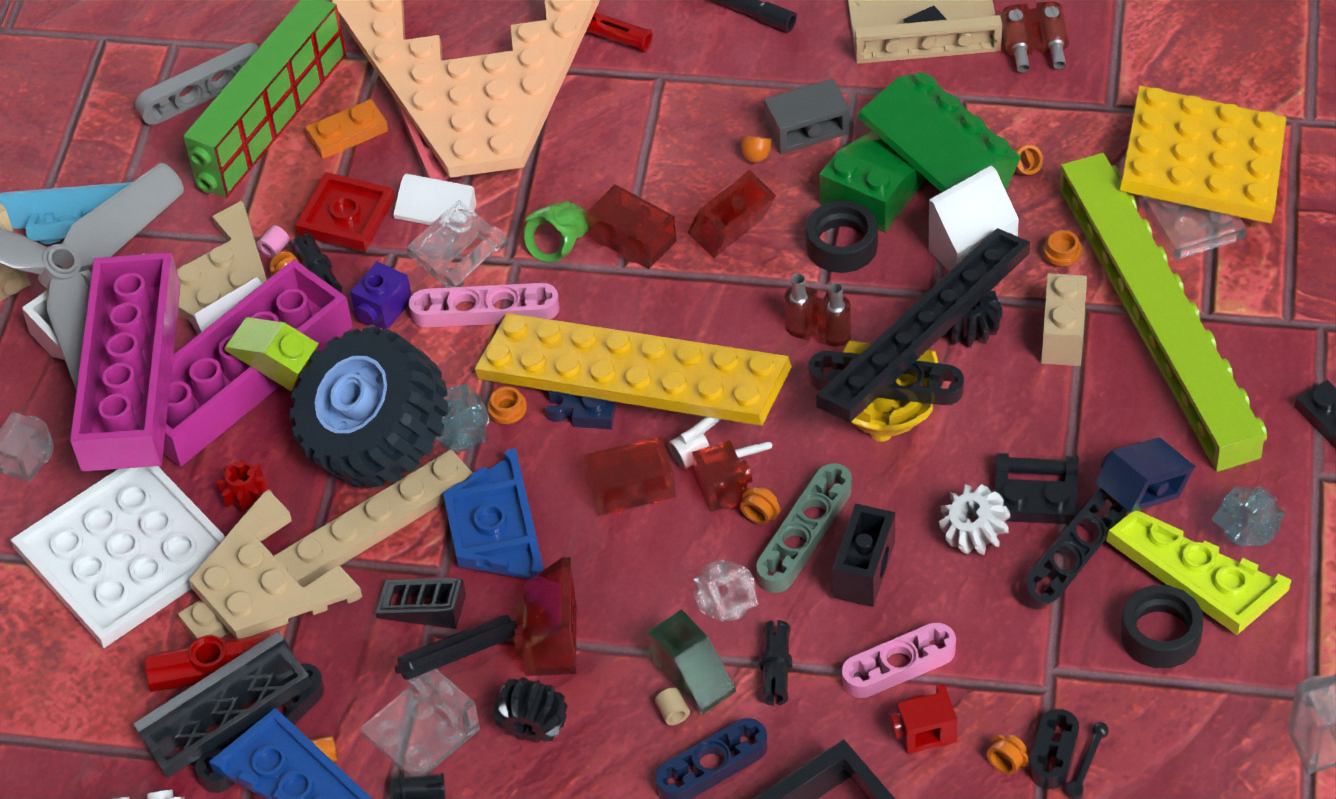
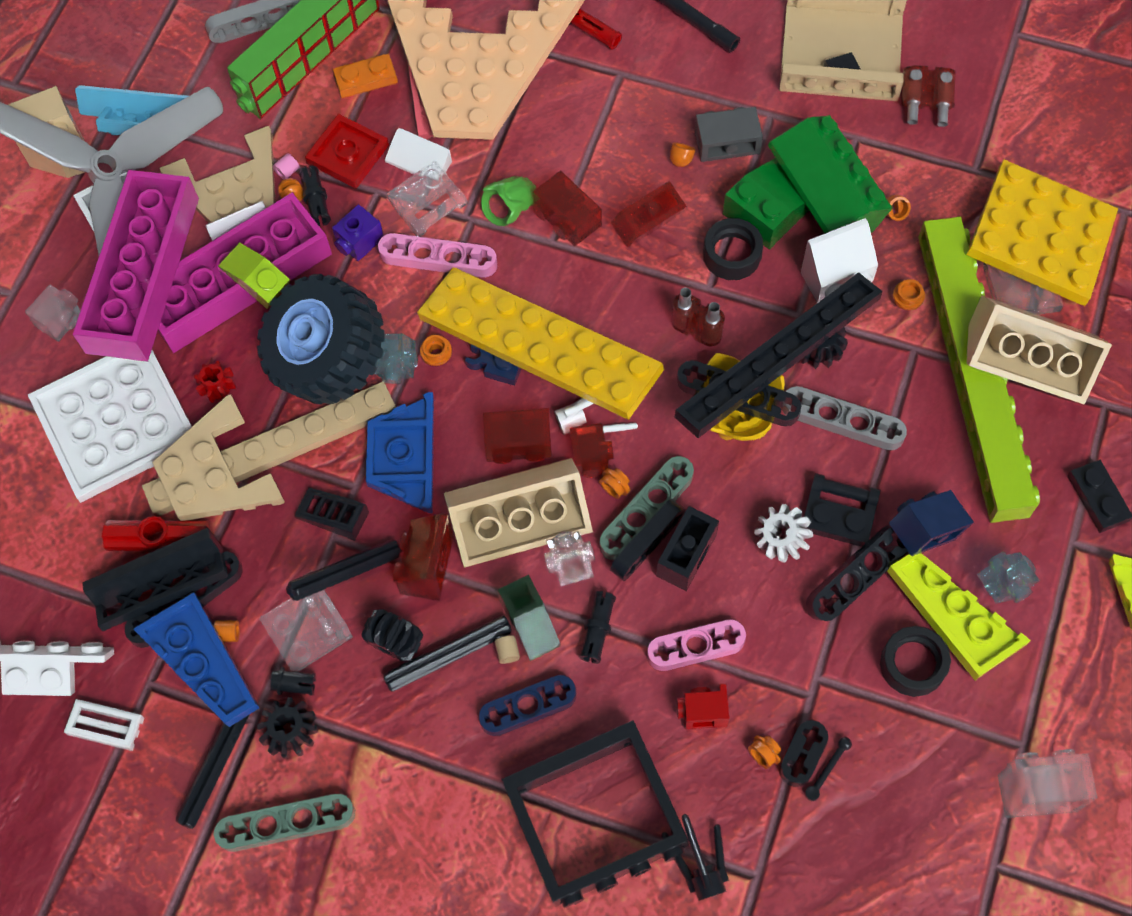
camera: 10 degrees right, 15 degrees up
(598, 725) = (447, 653): none -> black axle
(649, 556) = (517, 511): none -> tan slope
(813, 559) = (647, 539): none -> black beam
(1018, 384) = (845, 412): none -> light grey beam
(1064, 319) = (896, 362): tan brick -> none
(1222, 273) = (1034, 350): none -> tan slope

